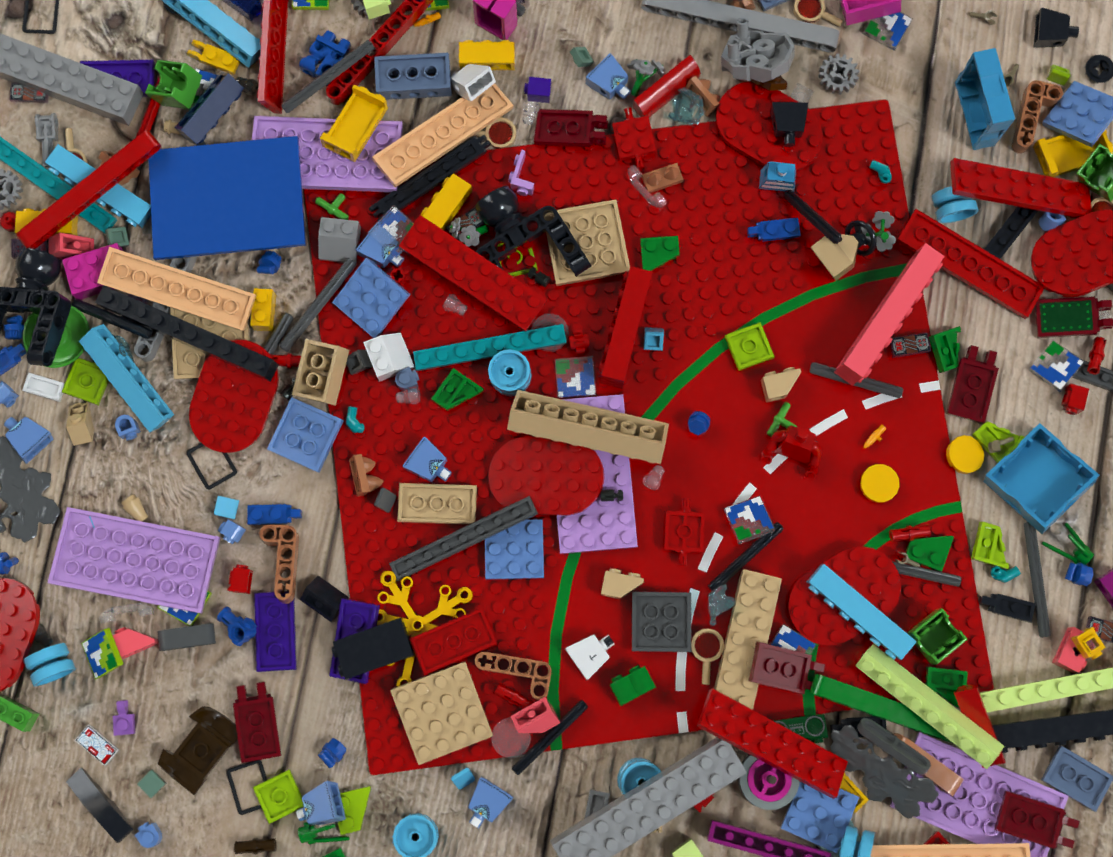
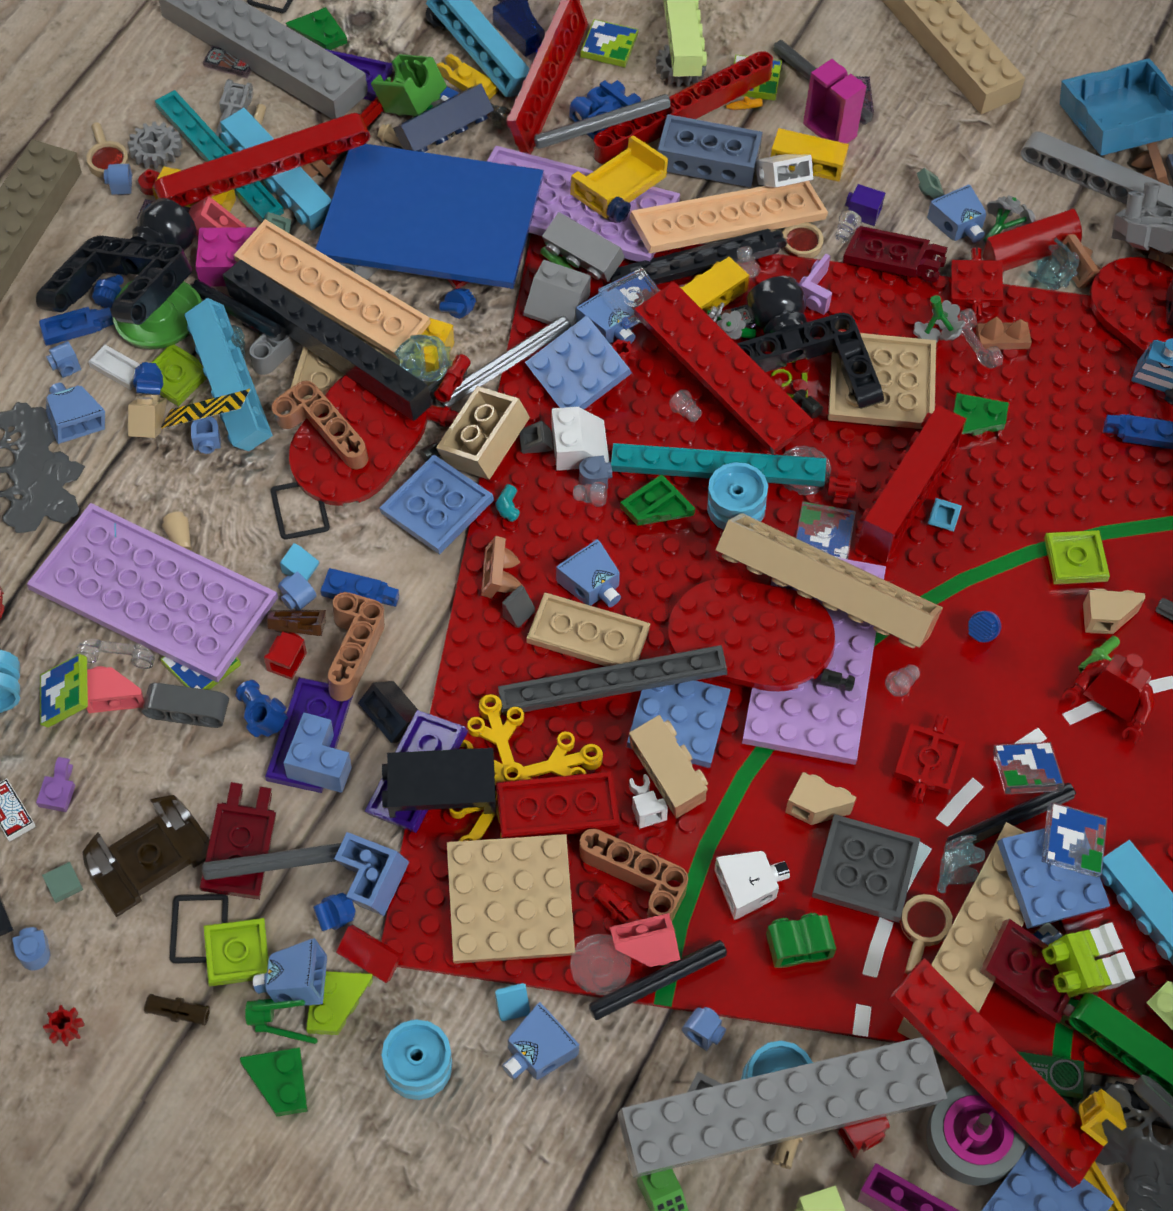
camera: 15 degrees right, 20 degrees down
(71, 396) = (148, 379): none -> blue piece
(87, 42) = (319, 28): none -> green wing
(120, 411) = (205, 408): none -> sticker
(211, 403) = (327, 426): none -> nougat beam
(241, 554) = (297, 621): none -> reddish brown wing
(255, 333) = (413, 360): none -> clear light blue helmet
(282, 655) = (312, 758): none -> medium blue brick
(284, 731) = (269, 861): none -> dark grey axle
(285, 331) = (452, 378): none -> red pin
(345, 198) = (582, 247): none -> light grey brick
(351, 718) = (377, 872): none -> medium blue brick
(362, 154) = (618, 209): none -> dark blue bush
(363, 773) = (369, 953): none -> red tile
(466, 172) = (747, 261): none -> clear piece
(509, 621) = (646, 806): none -> white piece
(518, 595) = (669, 765): none -> tan brick
(586, 758) = (704, 1028): none -> medium blue plate
(616, 176) = (946, 317): none -> light grey plant
(780, 599) = (1045, 890): none -> medium blue plate
(789, 576) = (1074, 839): none -> tile
(814, 652) = (1083, 961): none -> lime hips
(839, 748) = (1095, 1110): none -> yellow window

